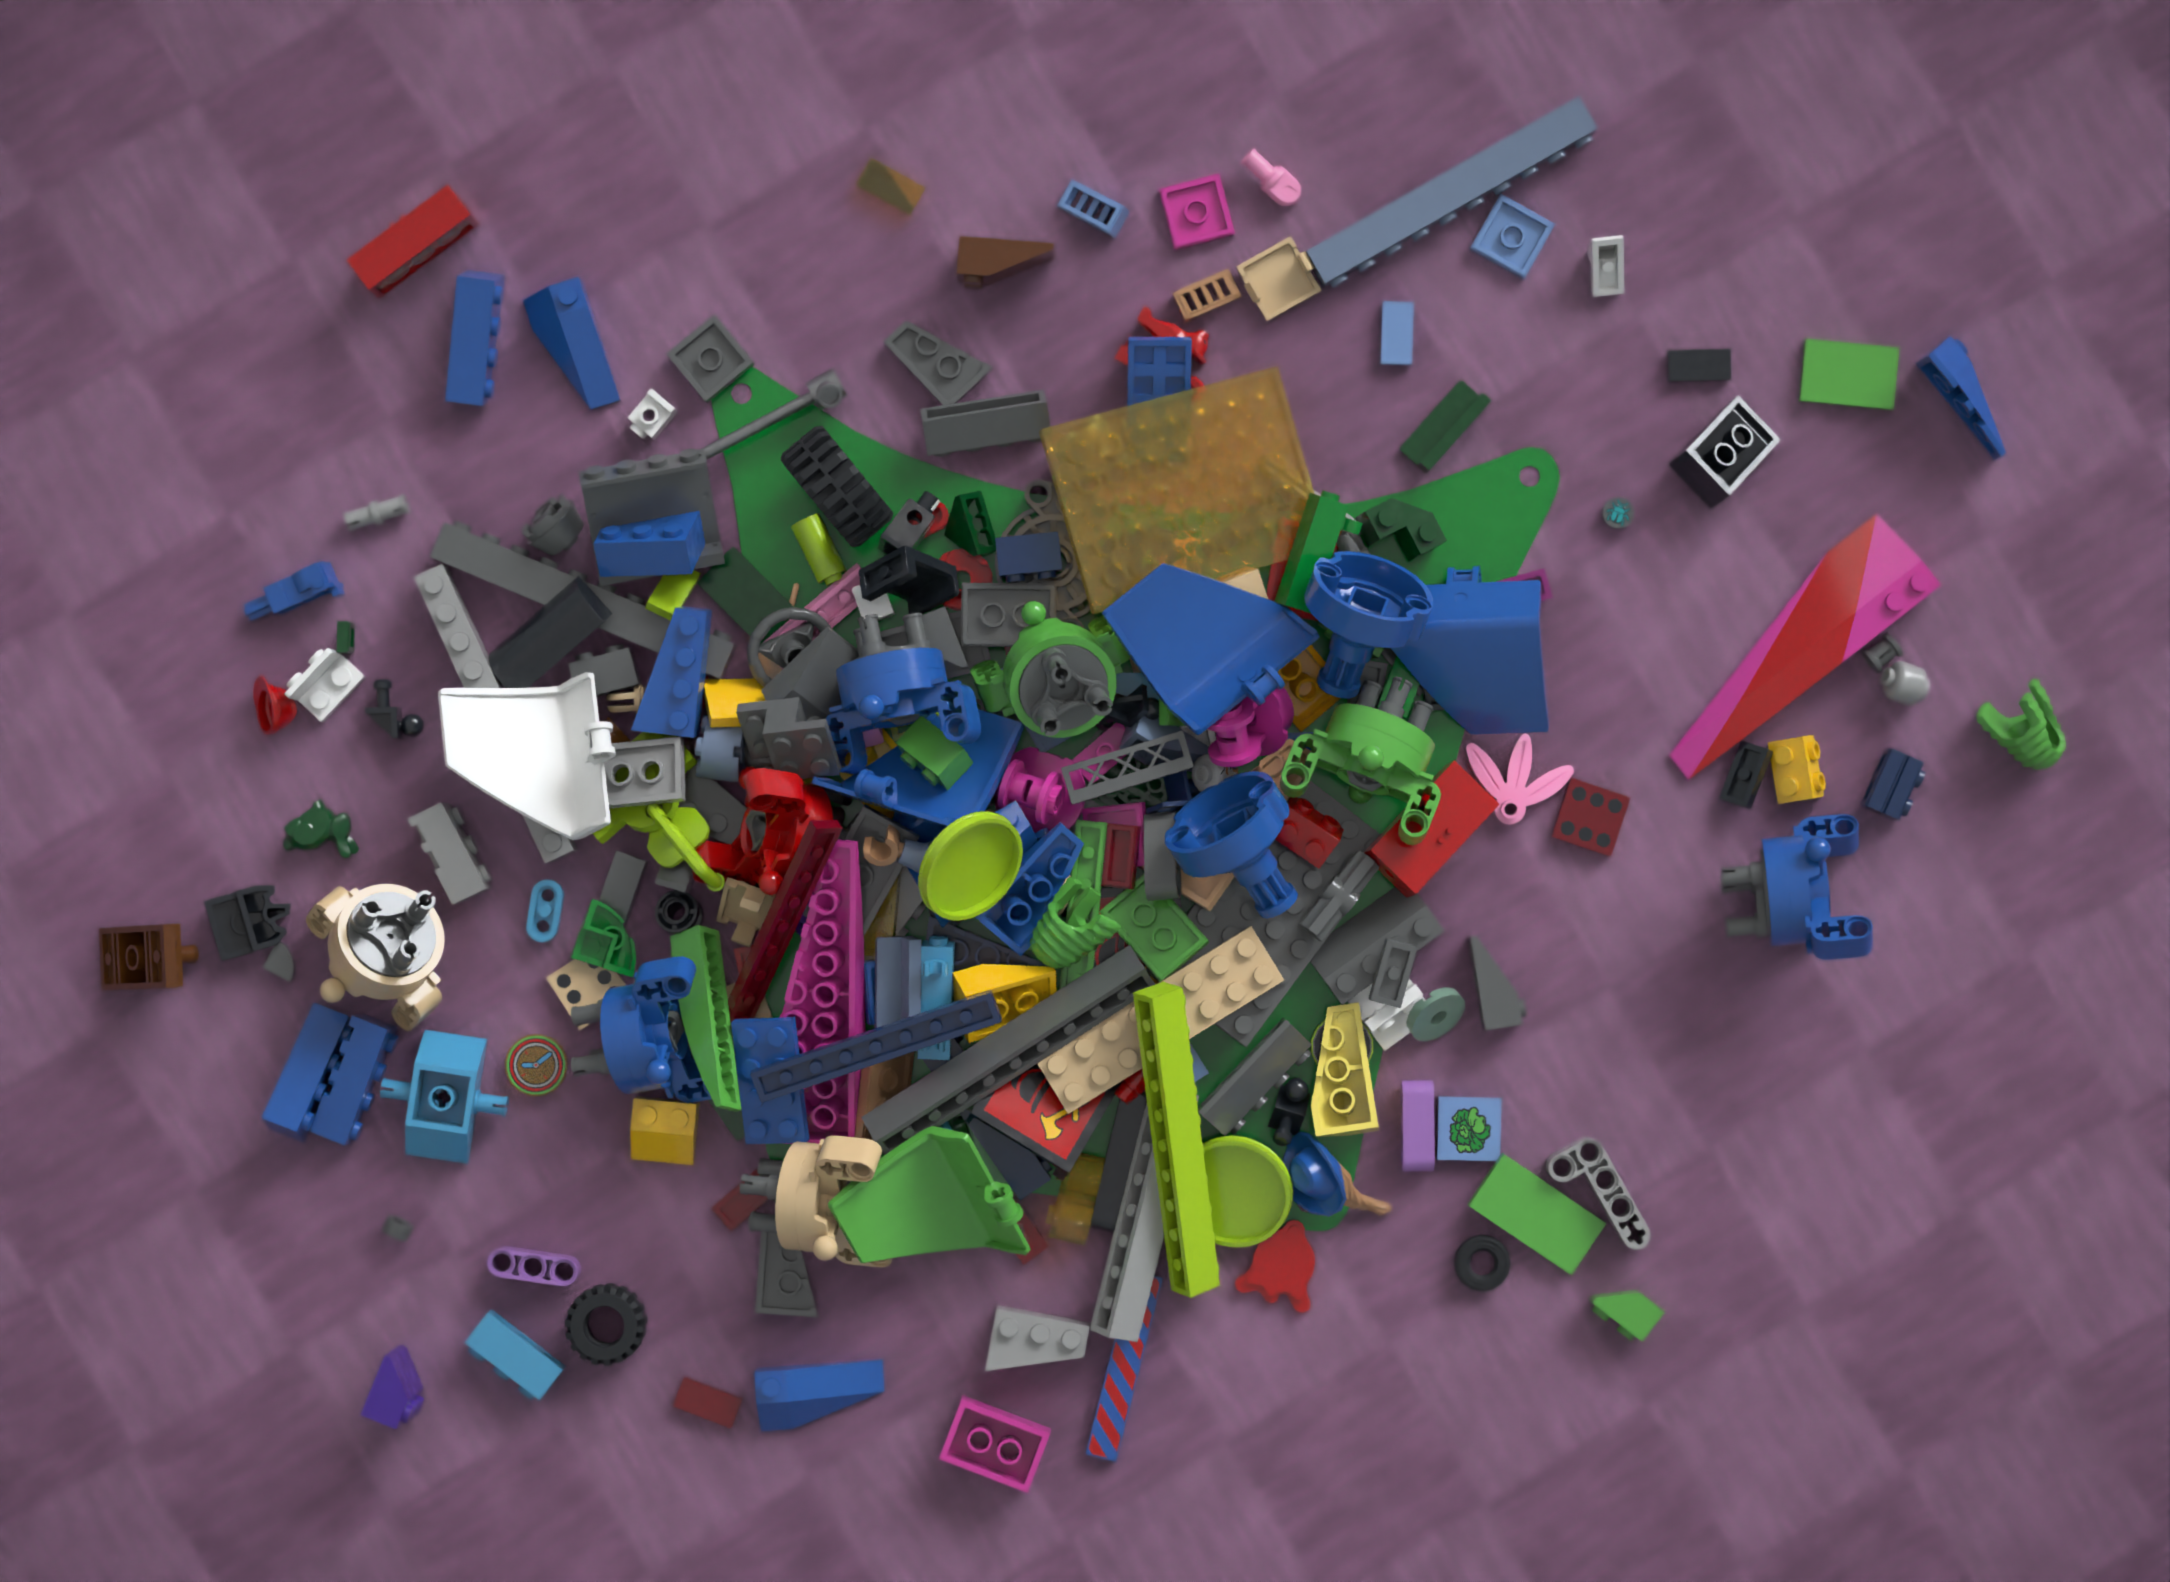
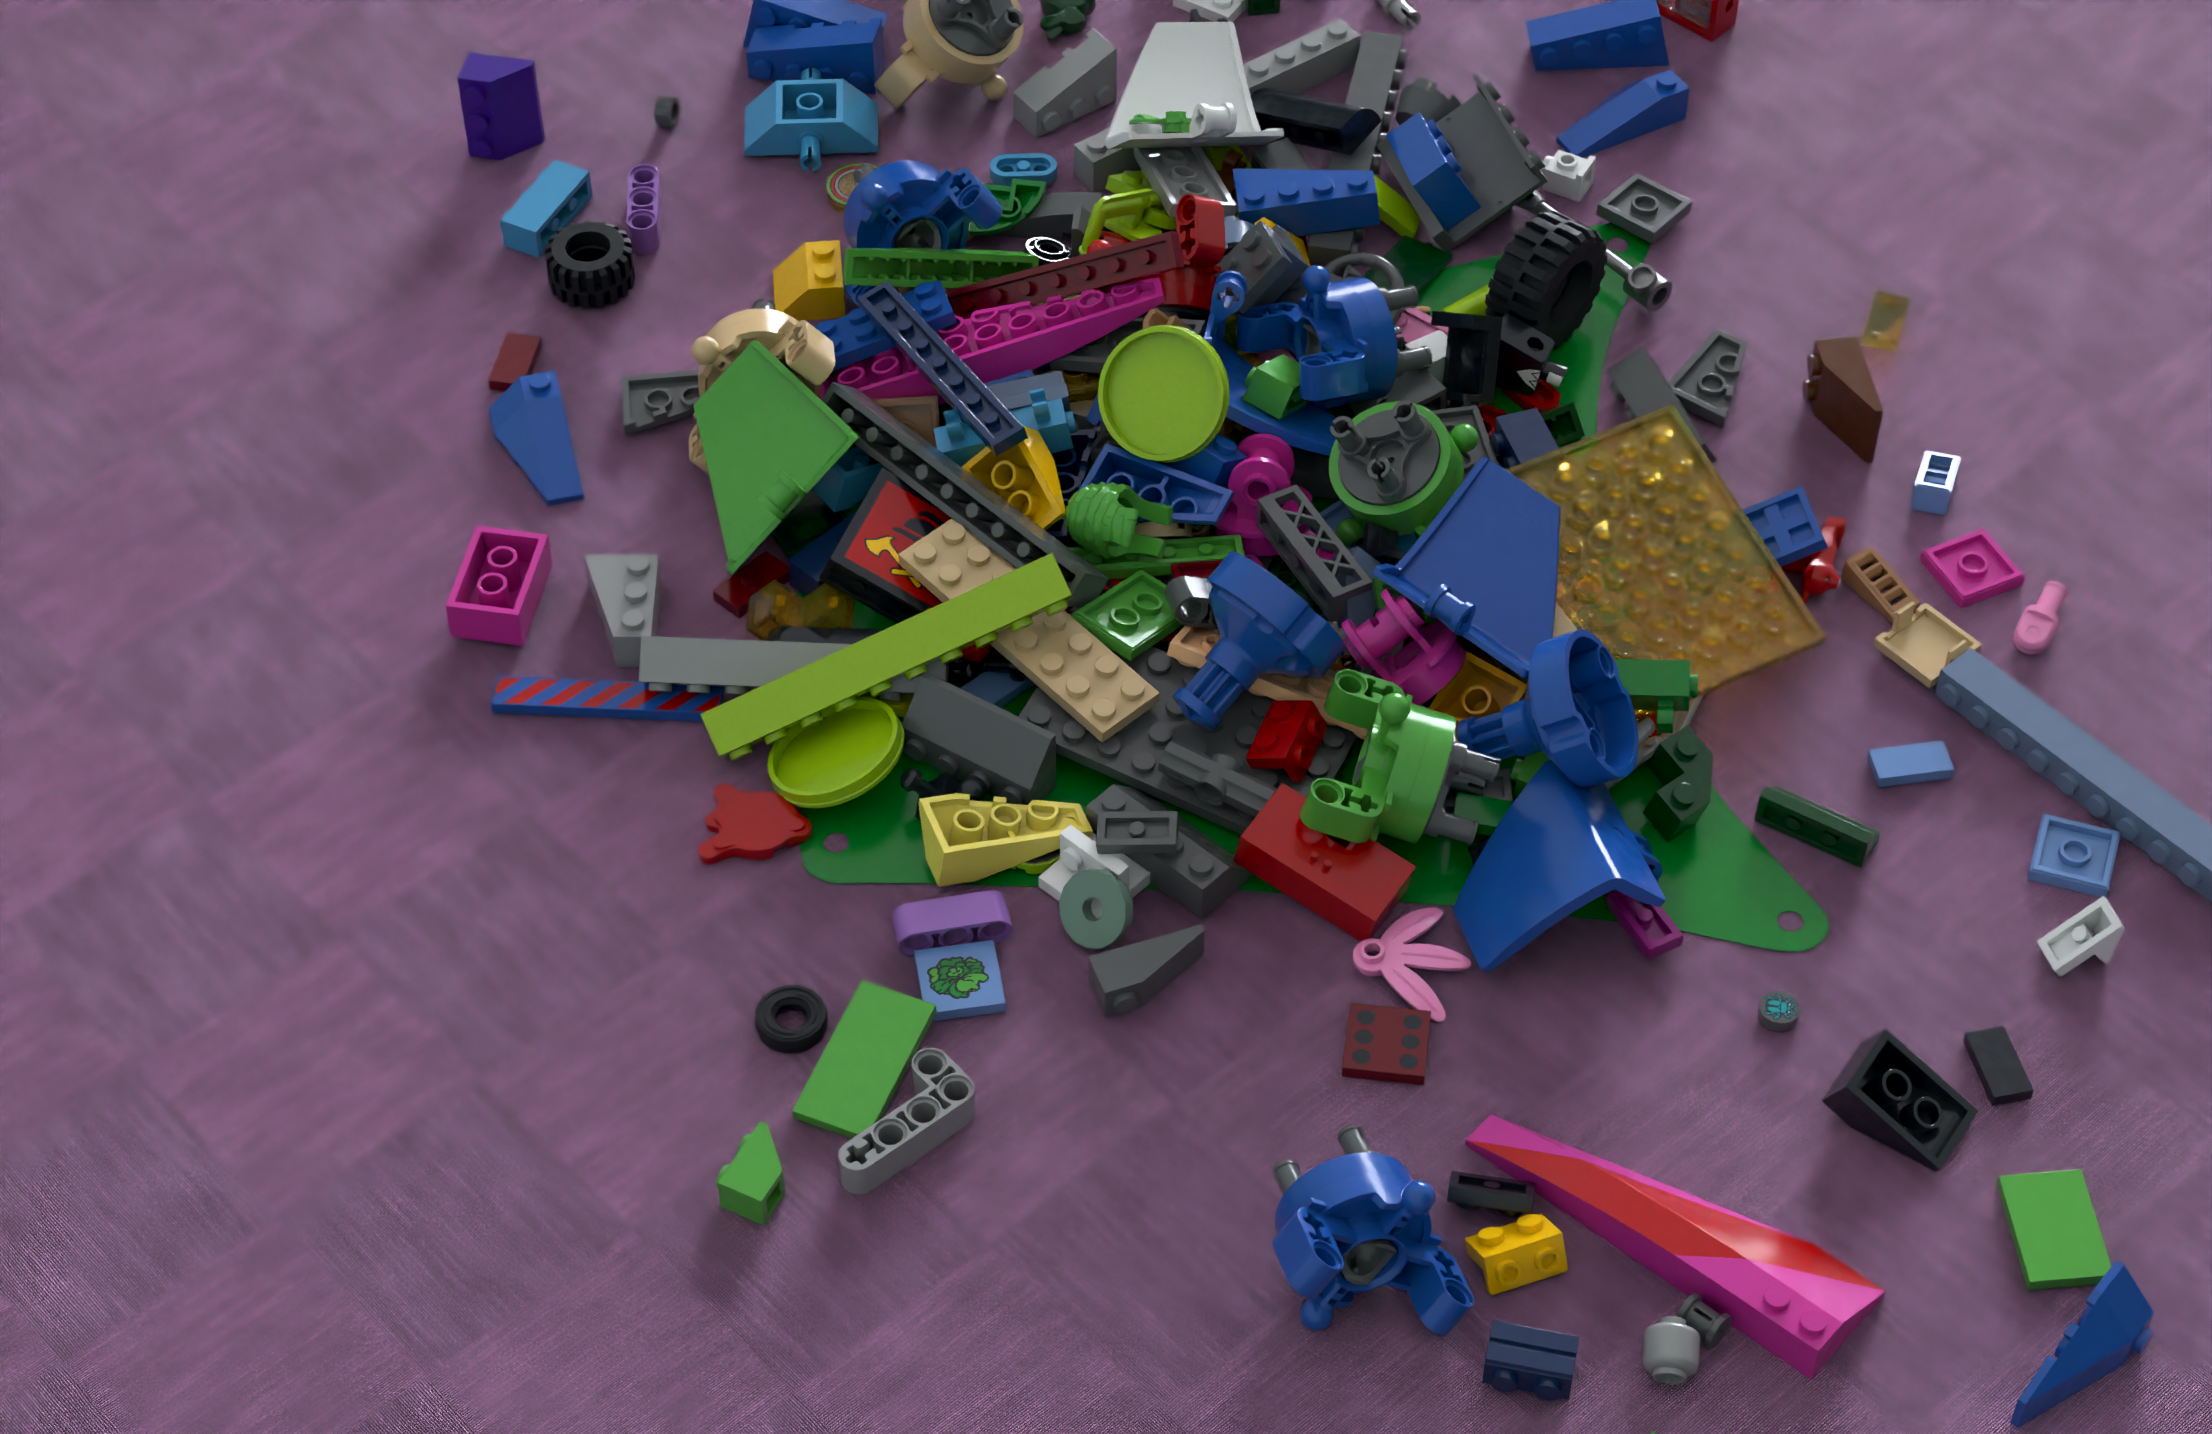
camera: 80 degrees right, 40 degrees down
(571, 784) = (1173, 123): none -> bright green plate
(1322, 1182) = (861, 834): blue hat -> none

